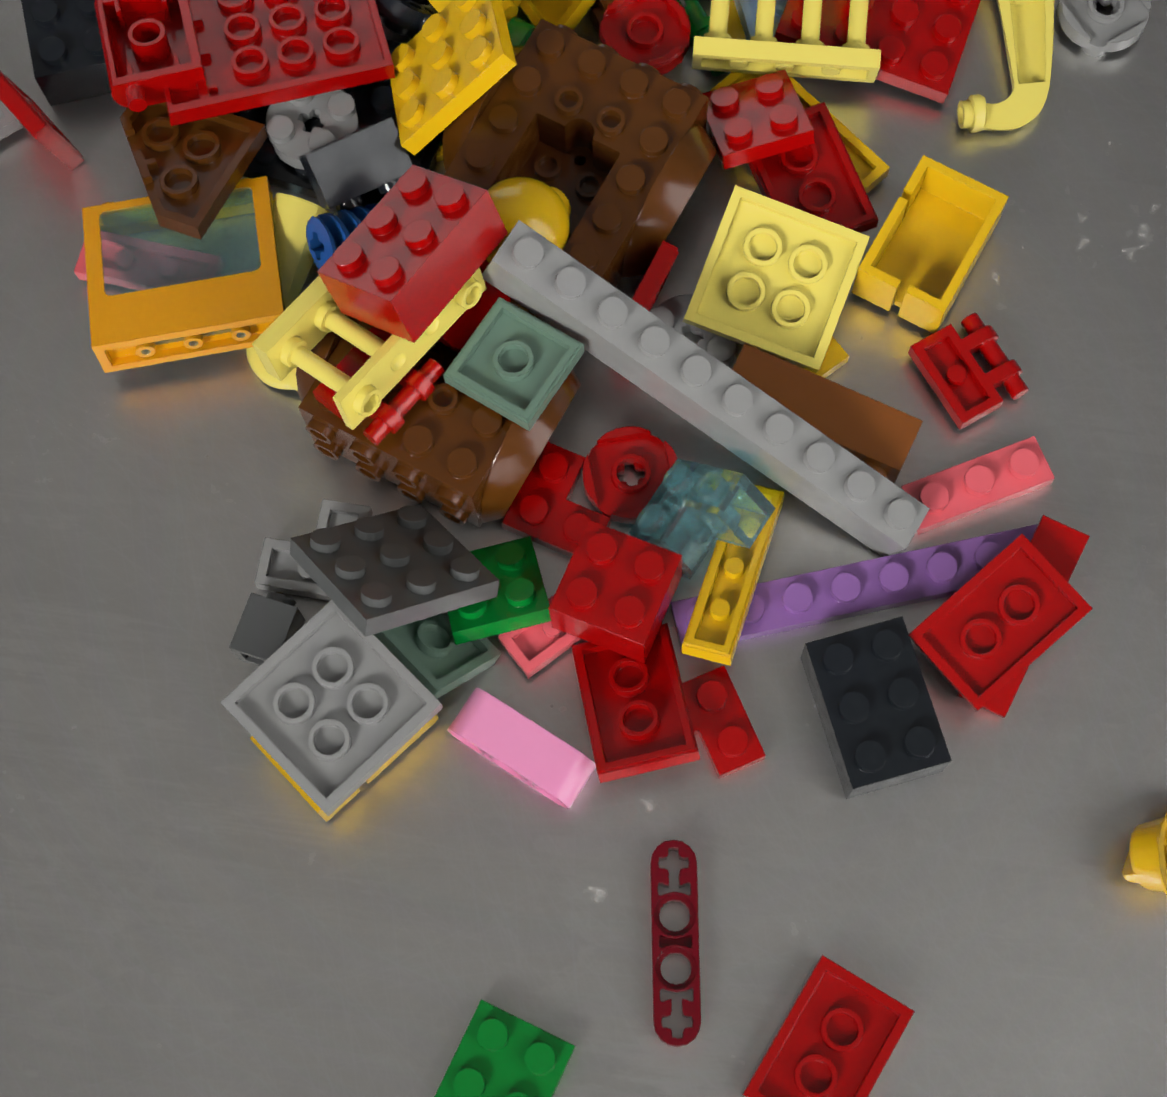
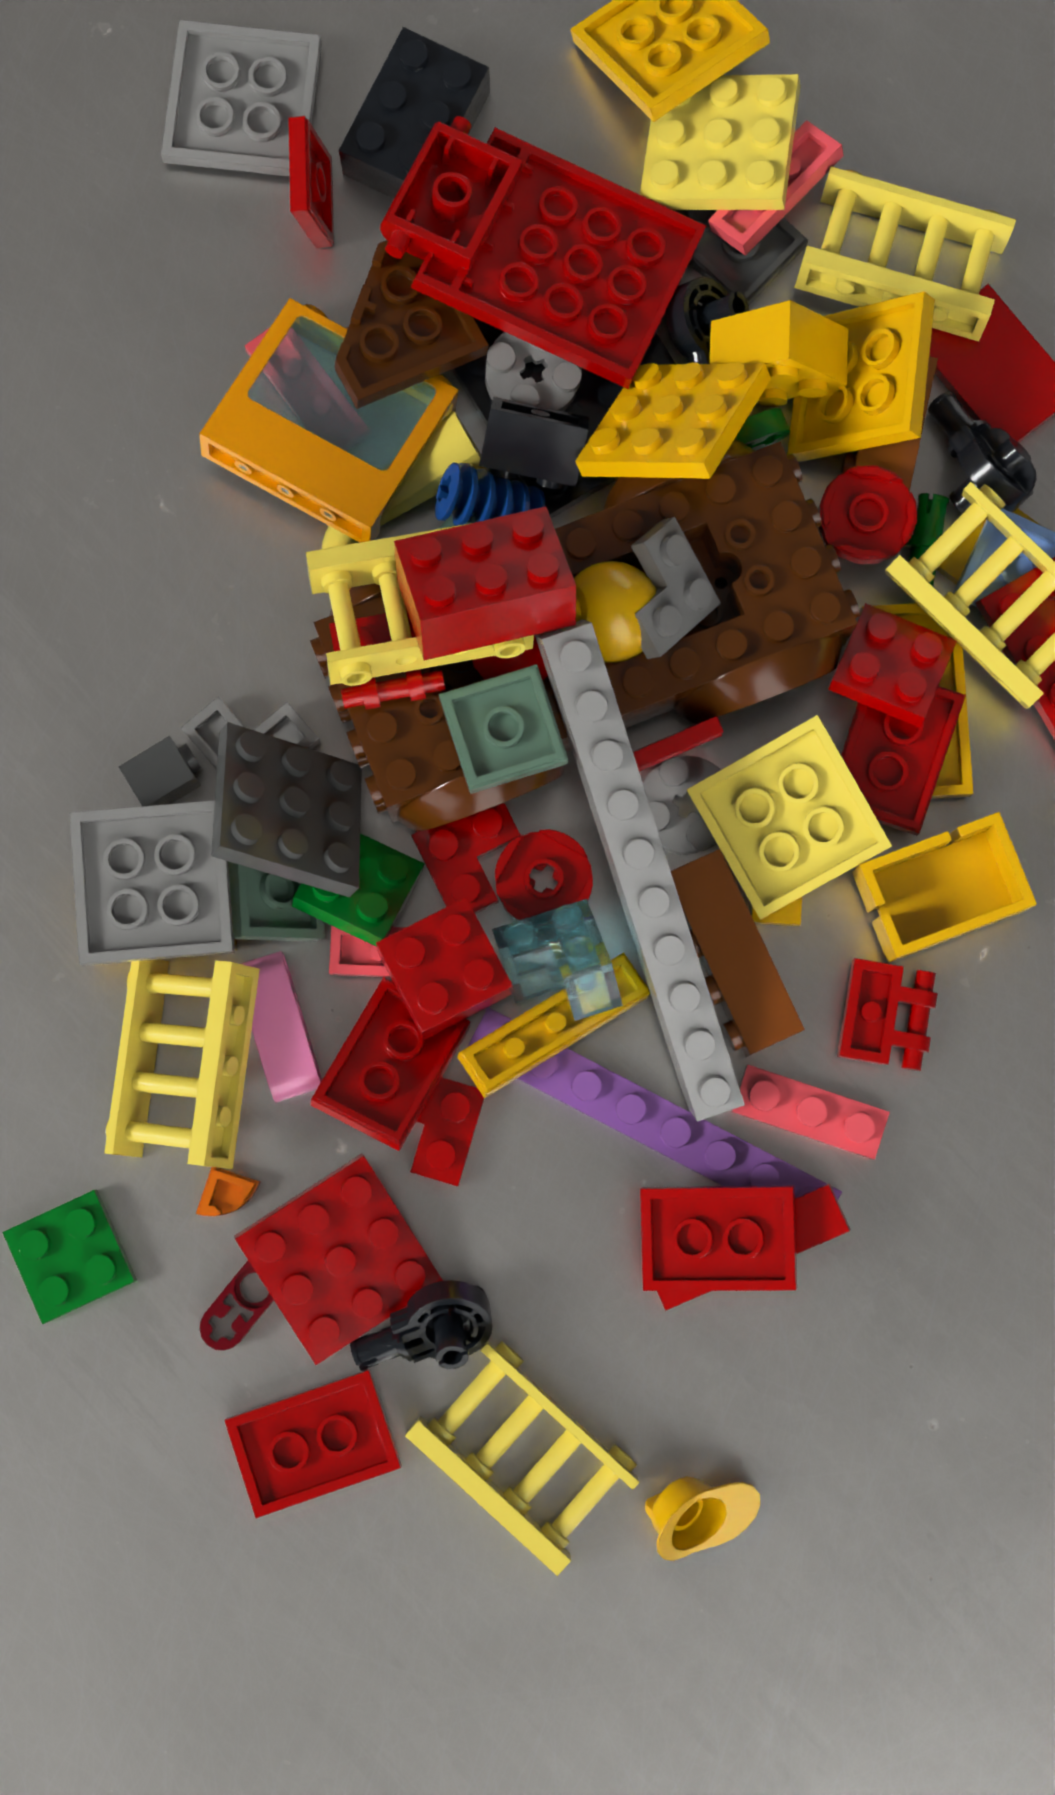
camera: 35 degrees right, 10 degrees up
(516, 828) = (222, 1064): none -> light yellow fence
(563, 171) = (681, 585): none -> light grey plate
(588, 914) = (226, 1192): none -> orange tile
(723, 888) = (337, 1258): none -> red plate
(842, 879) = (431, 1328): none -> black pin
(875, 707) = (570, 1221): black brick -> none
(973, 963) = (474, 1471): none -> light yellow fence

